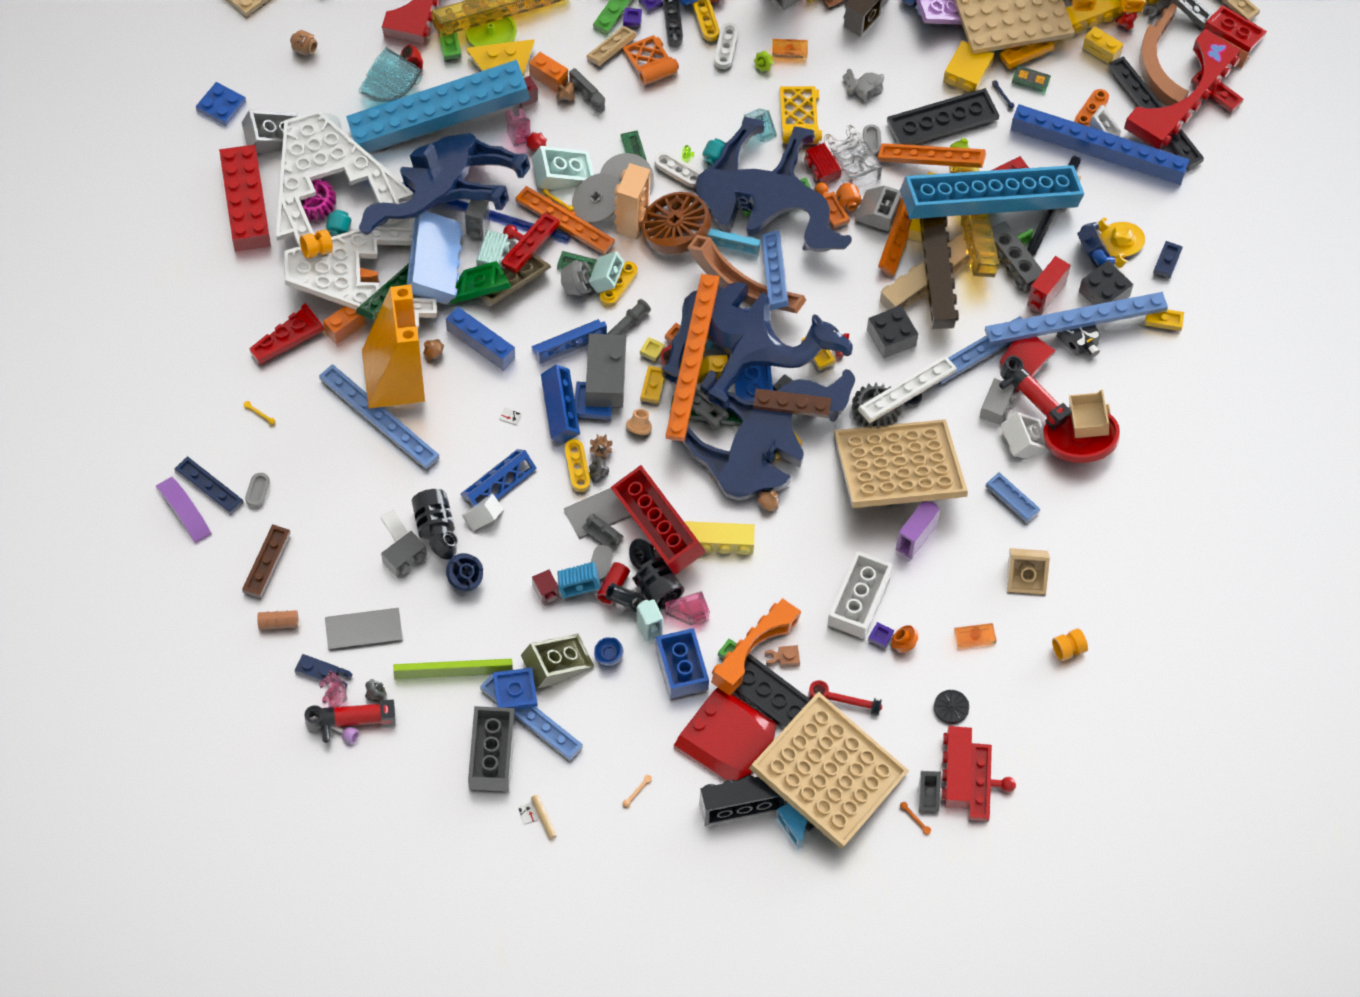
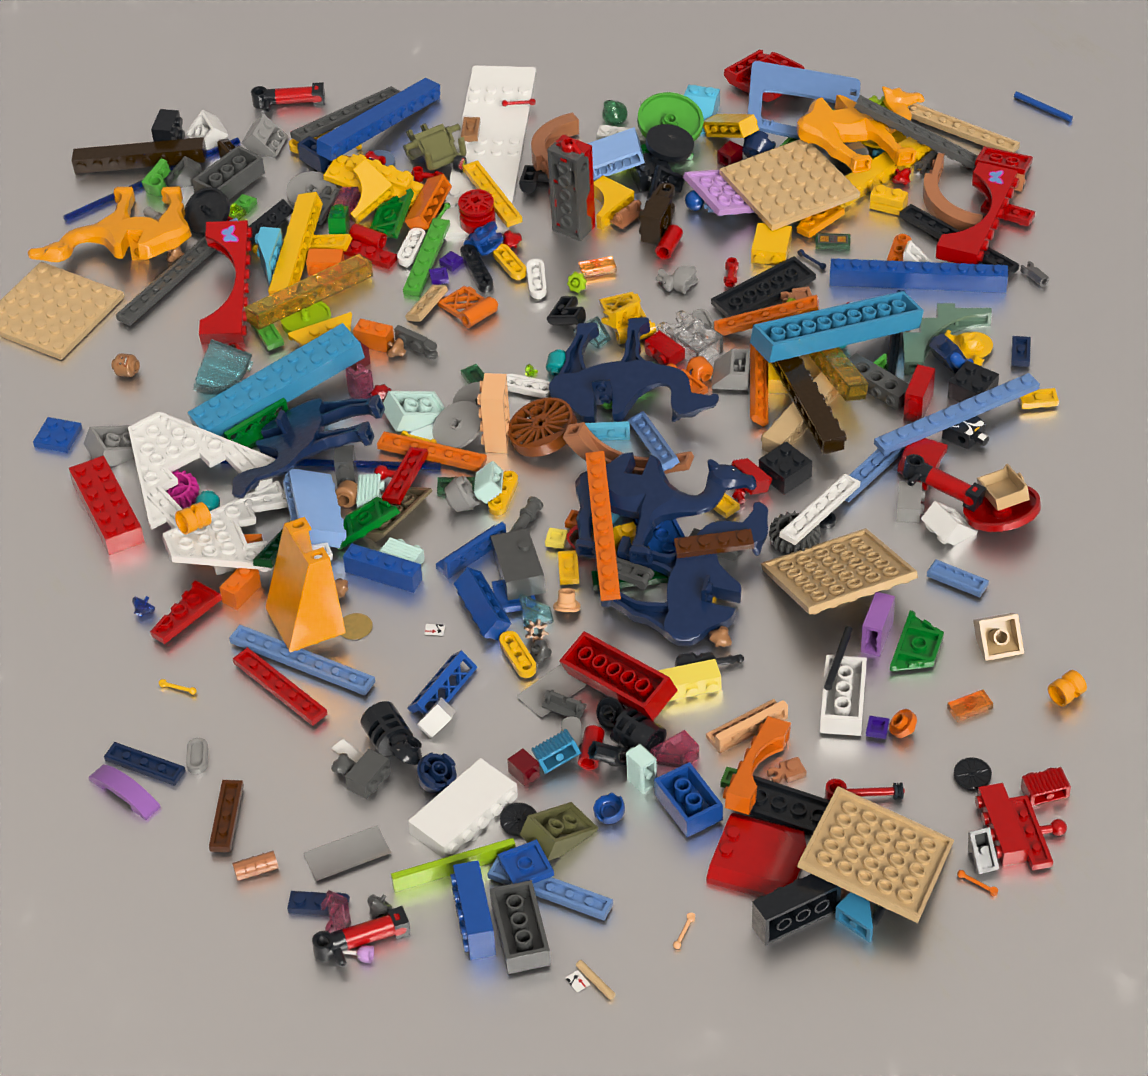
camera: 10 degrees left, 15 degrees down
(249, 318) = (142, 606): none -> clear blue piece
(351, 439) = (280, 686): none -> red plate
(384, 538) = (342, 764): none -> dark grey piece
(400, 157) = (249, 437): none -> green fence
(439, 392) = (357, 626): none -> pearl gold sticker
(454, 721) = (473, 910): none -> blue brick
(470, 246) = (346, 493): none -> medium nougat head
(478, 614) = (463, 808): none -> white brick
(504, 327) = (400, 549): none -> light aqua brick
(523, 634) = (514, 817): none -> black wheel
(607, 425) = (532, 609): none -> clear light blue slope
(735, 517) = (684, 659): none -> black piece
(740, 95) = (566, 312): none -> black brick
(762, 602) = (746, 725): none -> light nougat fence
(793, 115) = (620, 316): none -> yellow hinge
(855, 329) = (762, 479): none -> red brick
(866, 557) = (838, 658): none -> black bar
(869, 37) = (669, 242): none -> red pin
(920, 84) = (731, 267): none -> red bar
(948, 559) = (917, 645): none -> green wing
(976, 136) = (797, 293): none -> nougat plate
(1011, 739) = (1046, 786): none -> red brick
(1110, 206) = (916, 344): none -> sand green arch
(1216, 172) = (1035, 274): none -> flat silver bar

